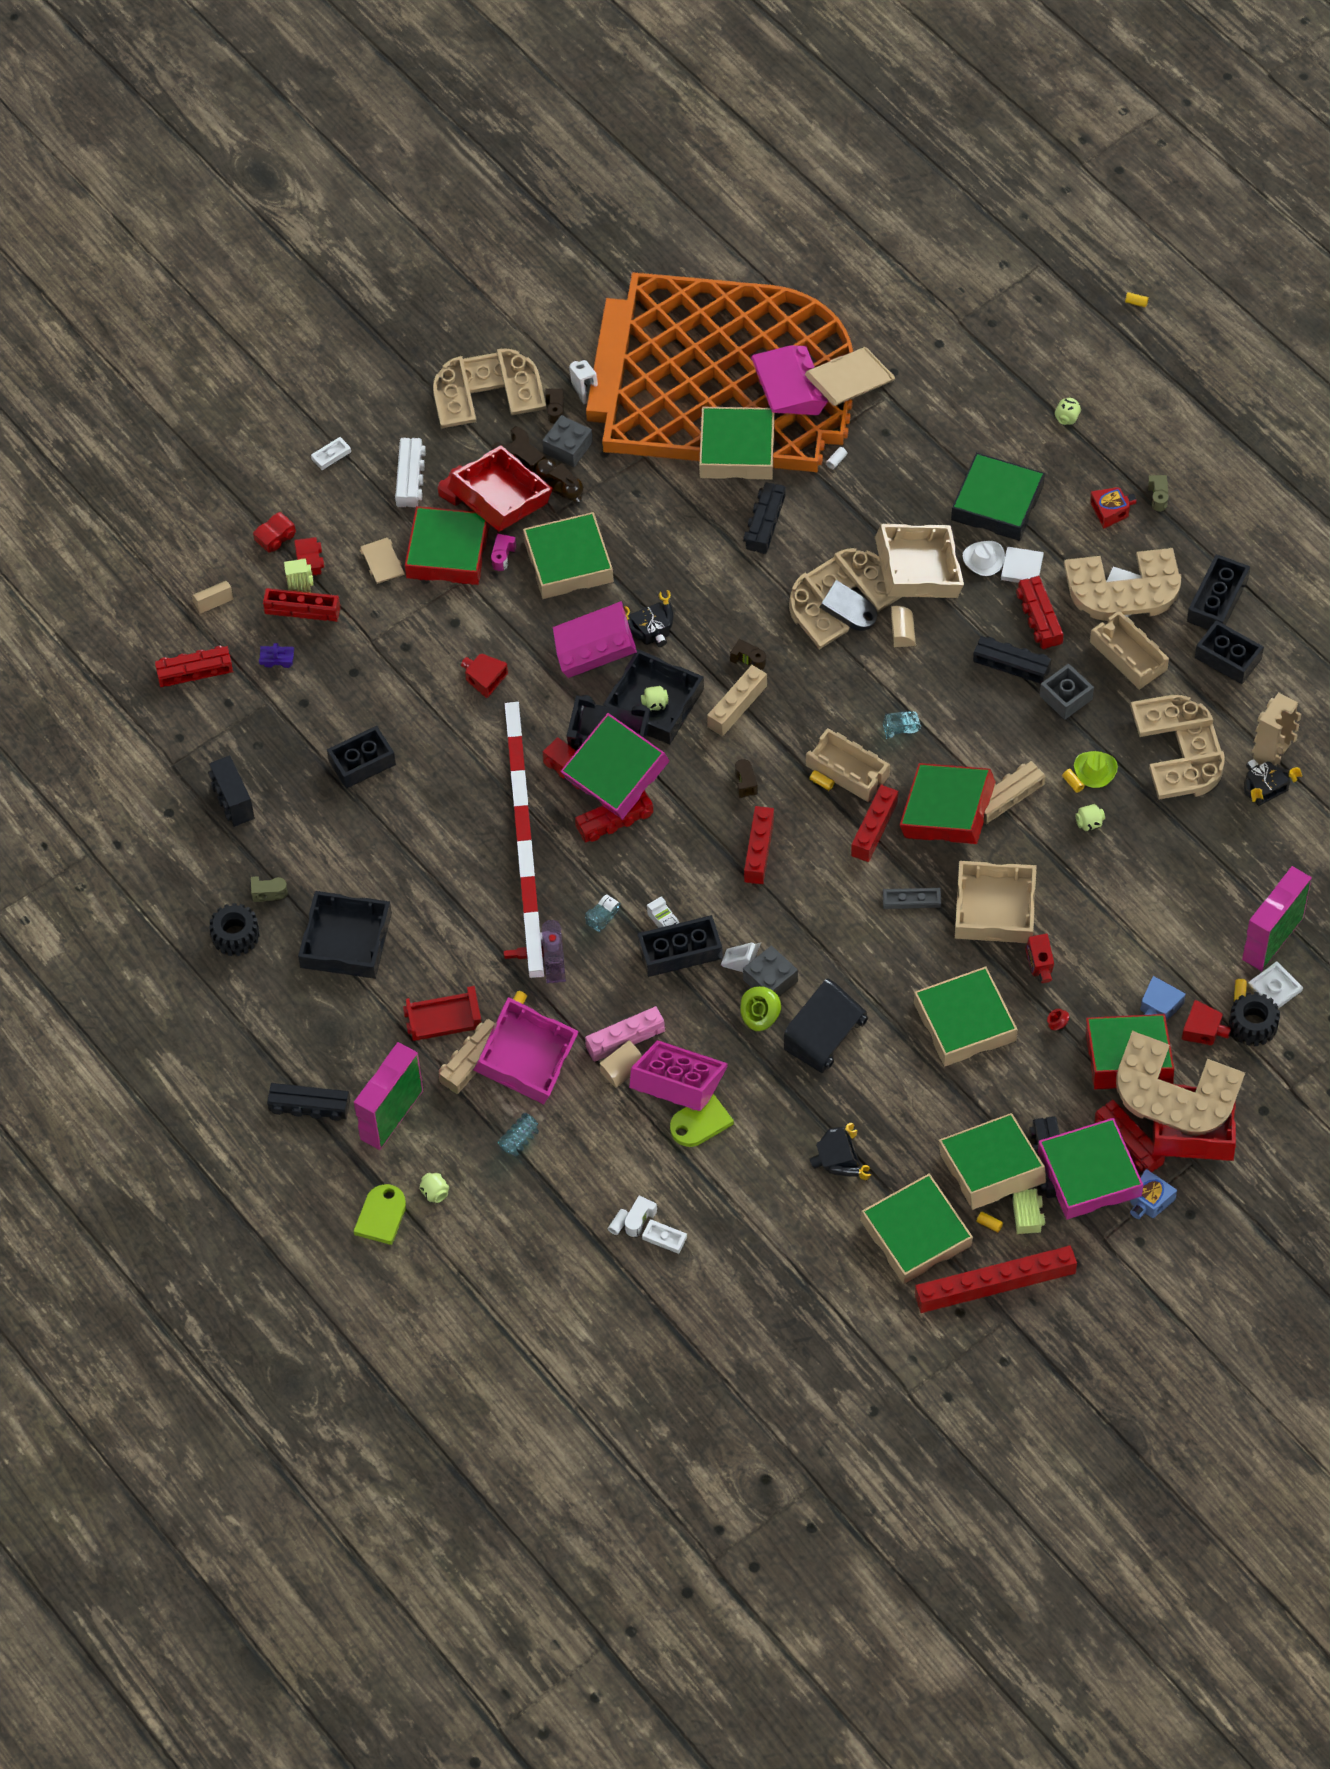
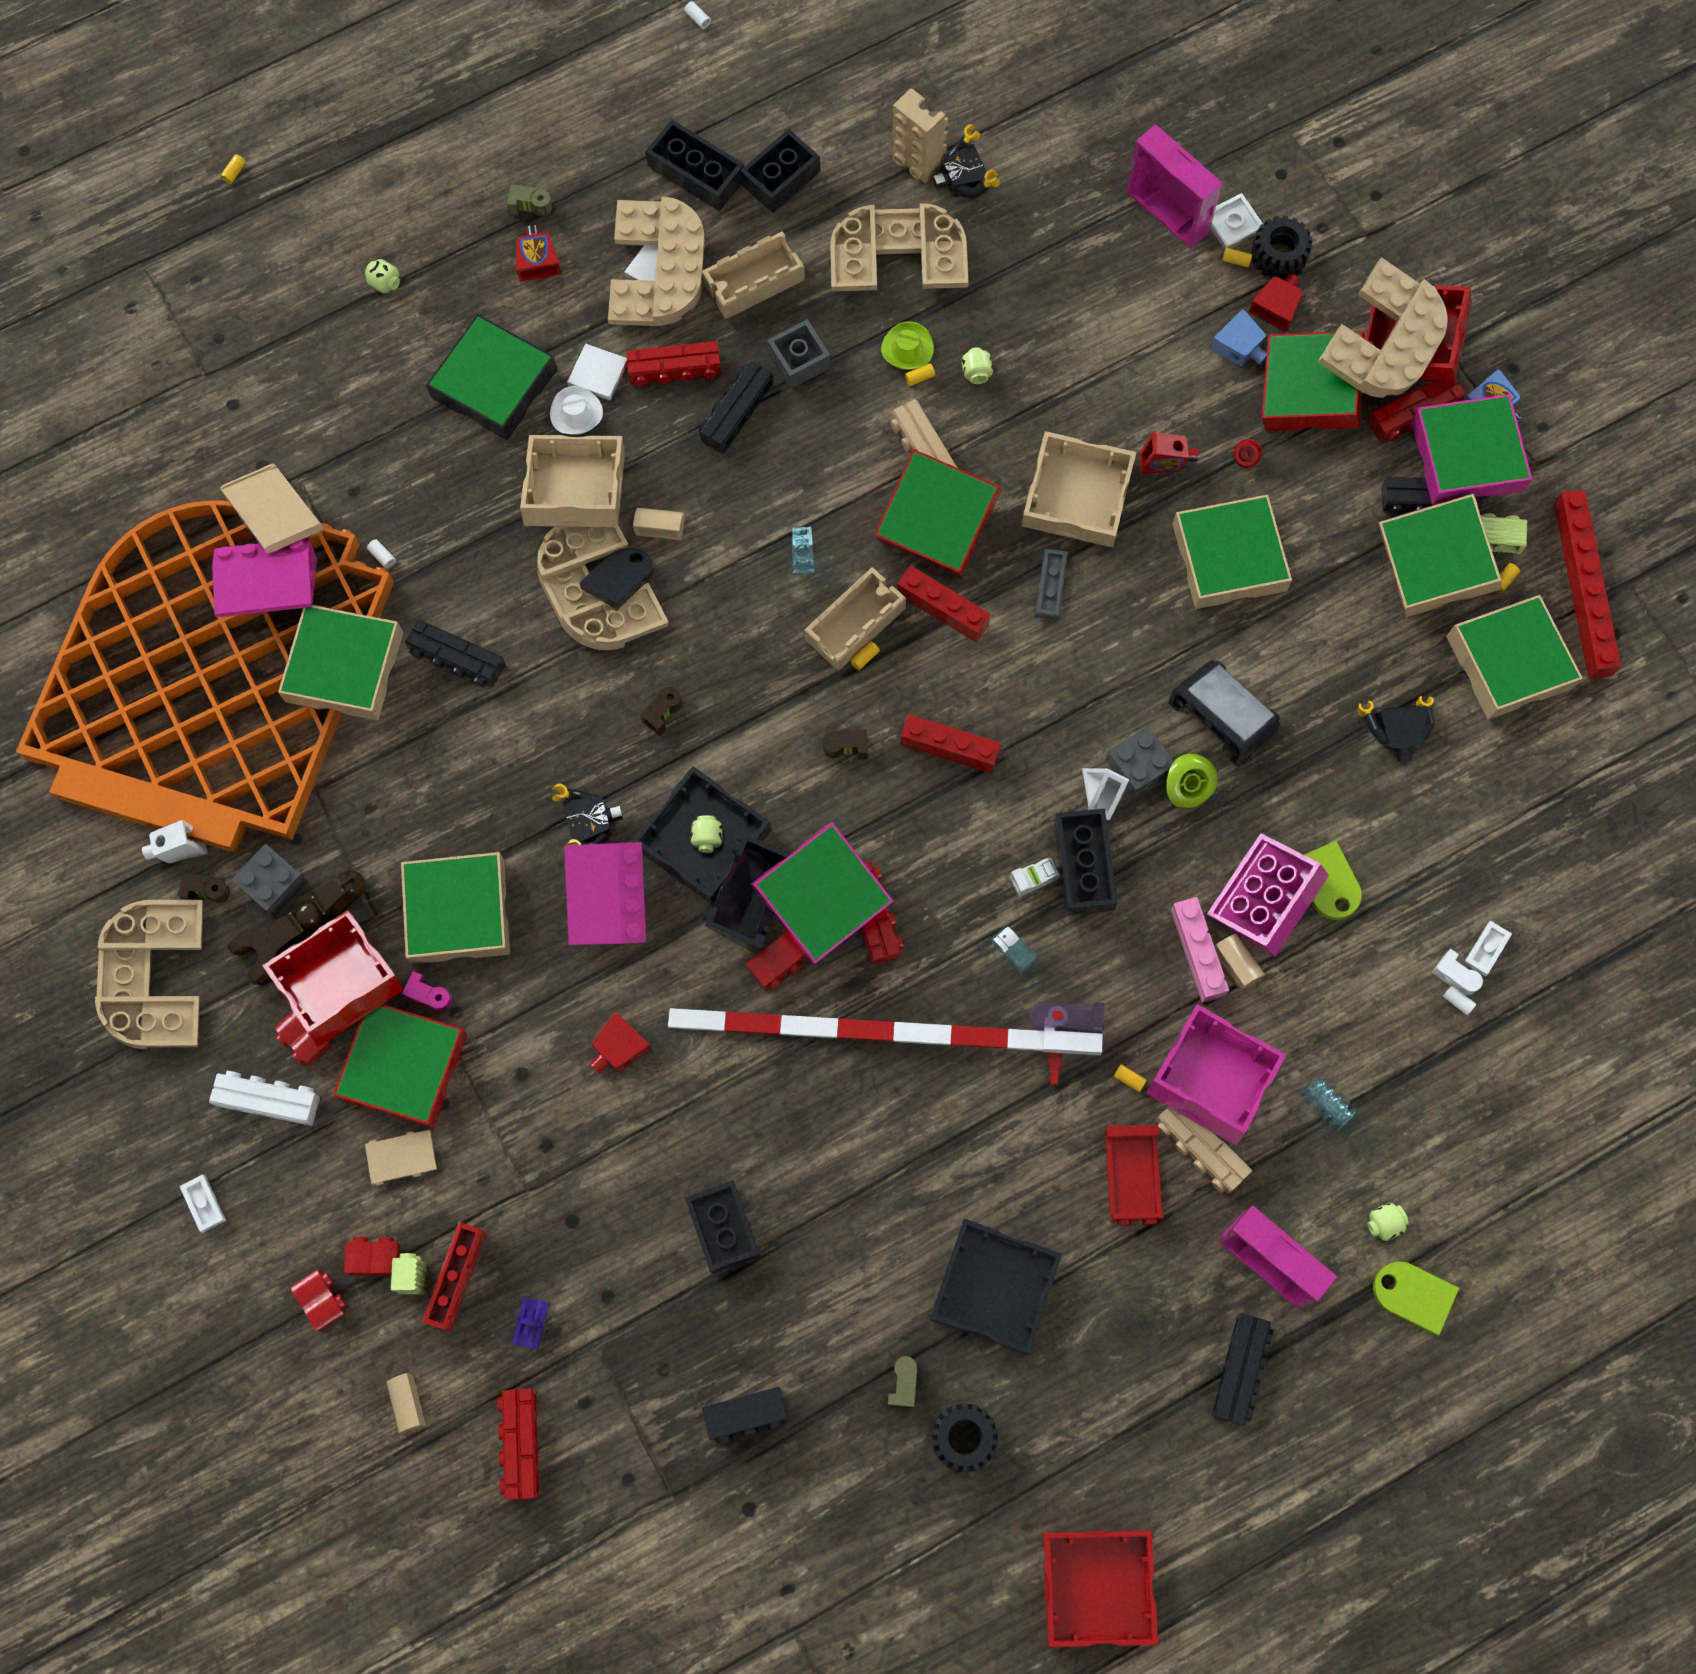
camera: 80 degrees left, 15 degrees up
(141, 1029) = (1099, 1588): none -> red tile
(737, 700) = (730, 734): tan brick -> none

